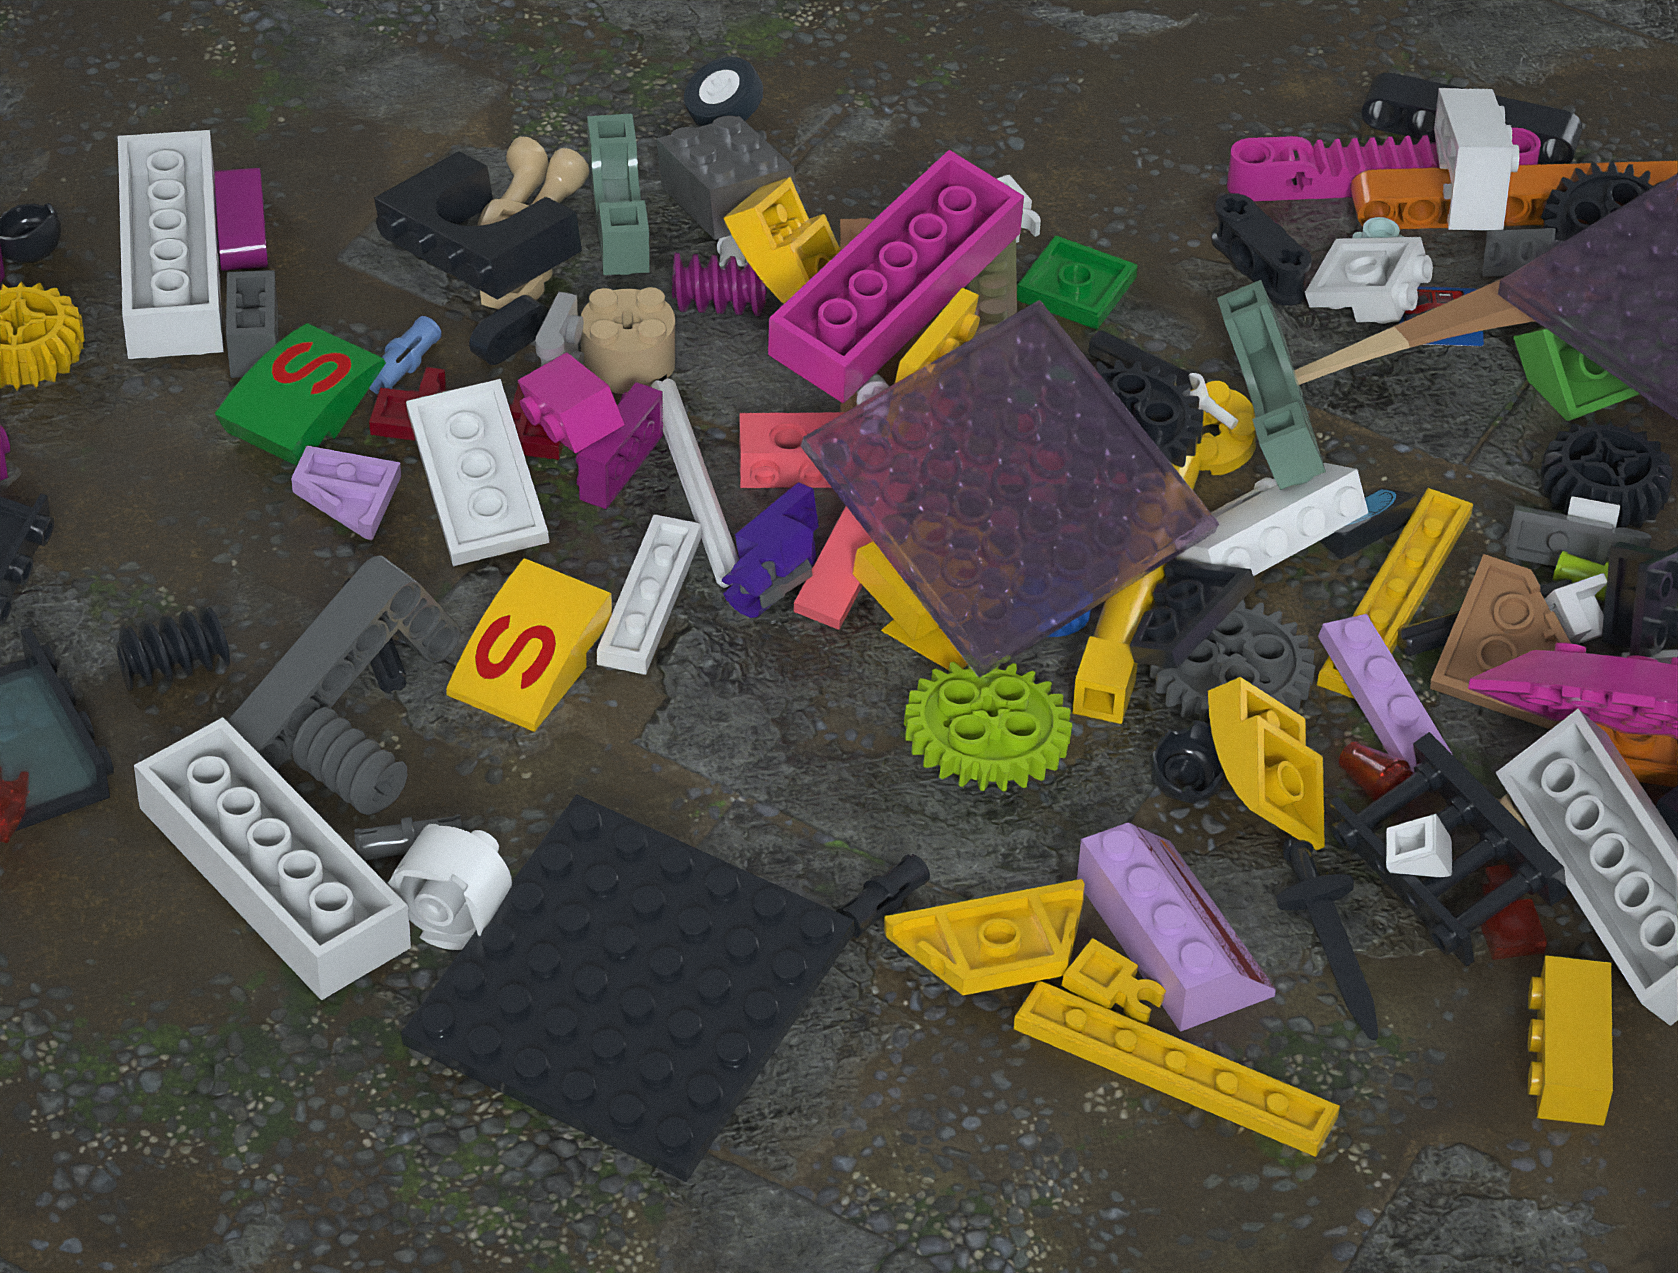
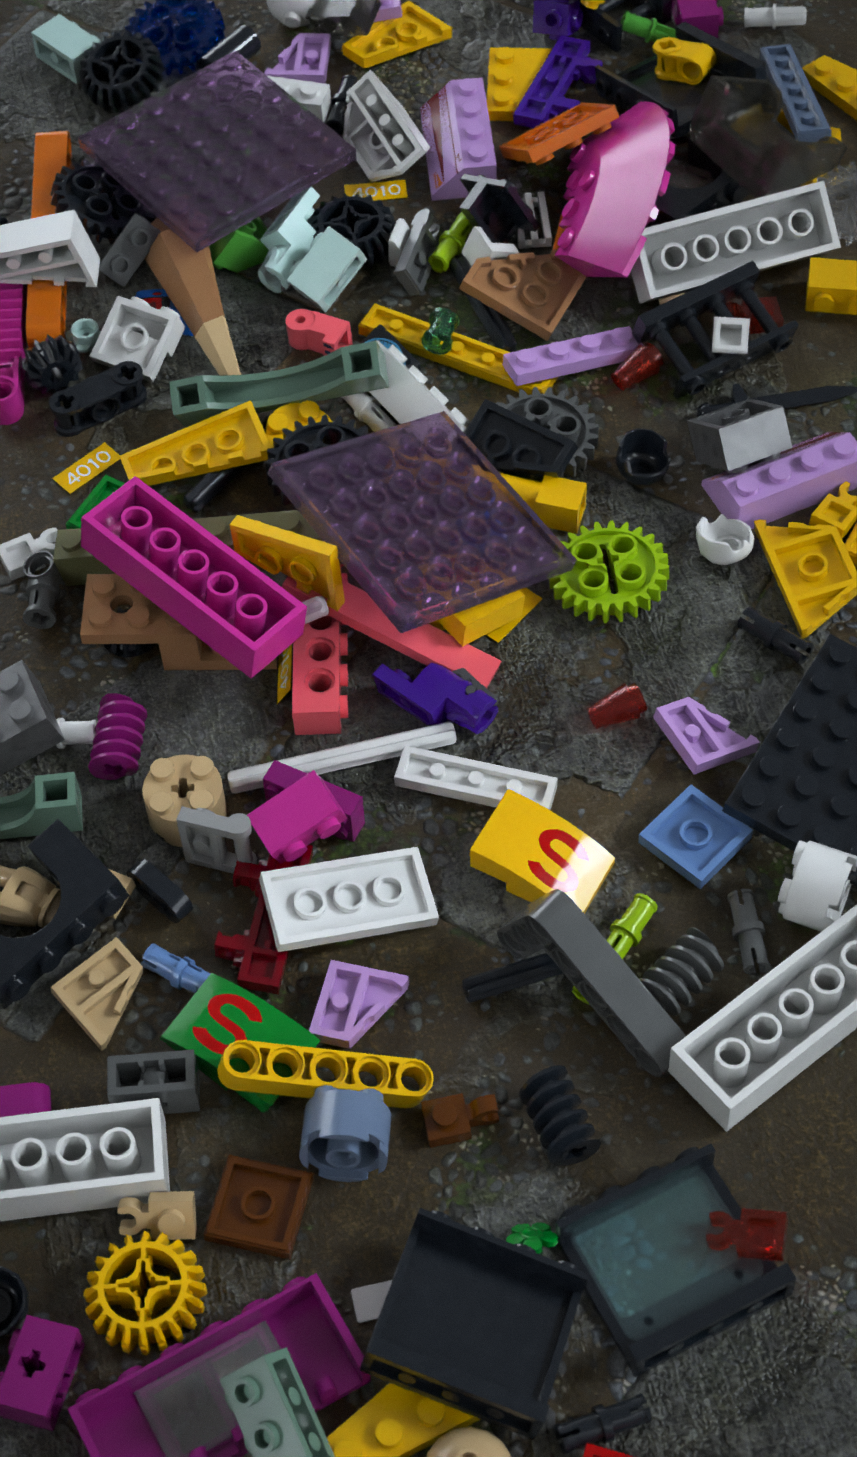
camera: 85 degrees left, 10 degrees up
(27, 617) = (534, 1237): none -> green plant
(101, 344) = (165, 1212): none -> tan plate
(110, 425) = (258, 1207): none -> reddish brown tile
(168, 465) = (345, 1133): none -> sand blue brick
(190, 572) = (450, 1120): none -> reddish brown plate
(238, 417) = (305, 1061): none -> yellow beam
(383, 292) = (100, 990): none -> tan wing
(415, 722) = (628, 929): none -> lime pin
(544, 783) = (695, 836): none -> medium blue plate
(715, 805) = (701, 736): none -> lavender wing
(763, 730) = (618, 706): none -> clear red cone
(780, 238) = (104, 674): yellow slope -> none
(1044, 841) = (724, 540): none -> white hair
(1159, 258) = (87, 468): none -> yellow sticker
(1175, 332) = (205, 447): none -> yellow wing
(1208, 404) = (284, 422): white hand -> none
(1223, 851) = (740, 435): none -> flat silver brick
(1268, 759) = (651, 410): yellow slope -> none
(1305, 197) = (51, 364): none -> black gear
(1399, 456) = (317, 331): none -> coral leg
(1406, 552) = (440, 331): none -> clear green bush
(1506, 435) = (326, 268): none -> light aqua brick
(1541, 412) = (288, 240): none -> light aqua plate

